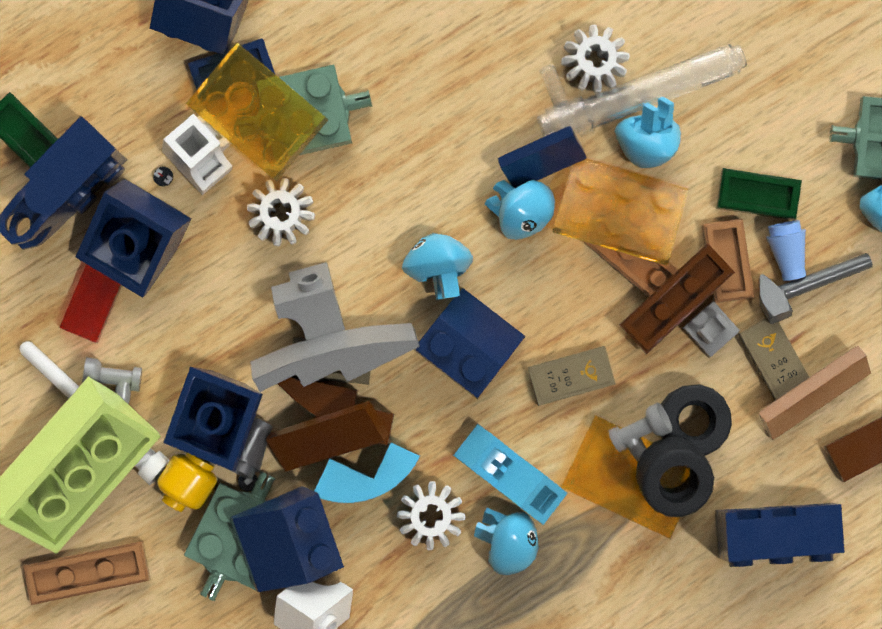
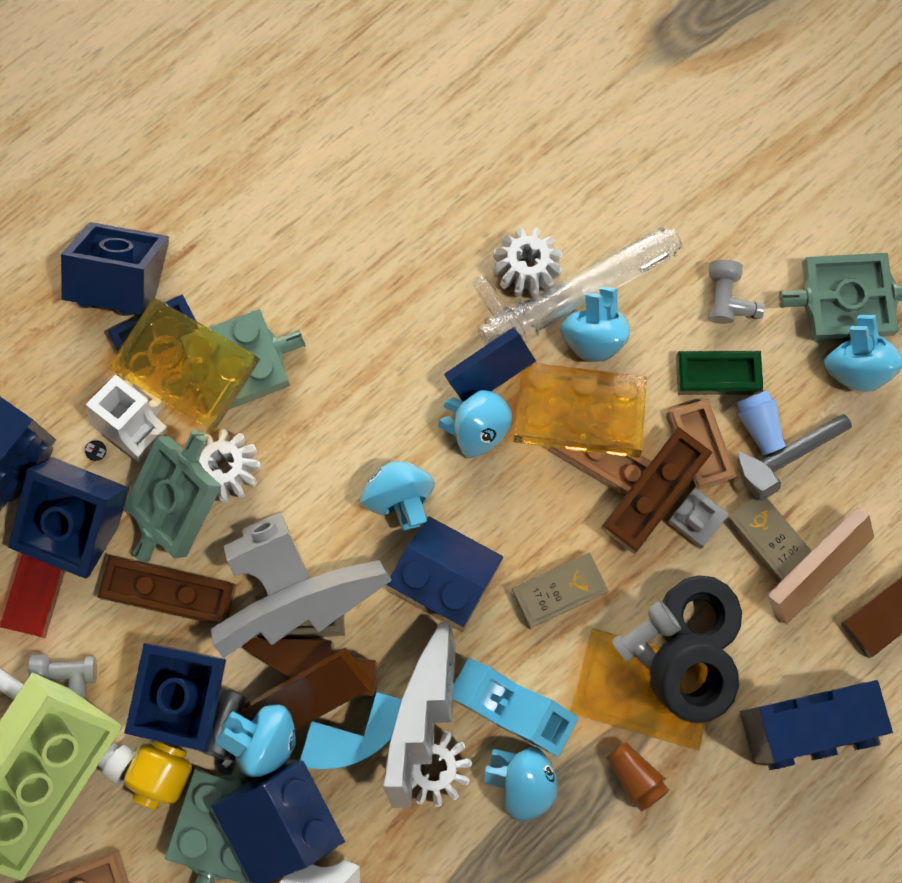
camera: 10 degrees left, 10 degrees down
(213, 318) = (166, 591): none -> reddish brown tile
(230, 235) = (172, 496): none -> sand green plate
(281, 471) = (259, 744): none -> medium azure piece
(431, 459) = (423, 704): none -> slope
(610, 553) = (637, 777): none -> dark orange cone
(777, 130) = (725, 307): none -> light grey piece

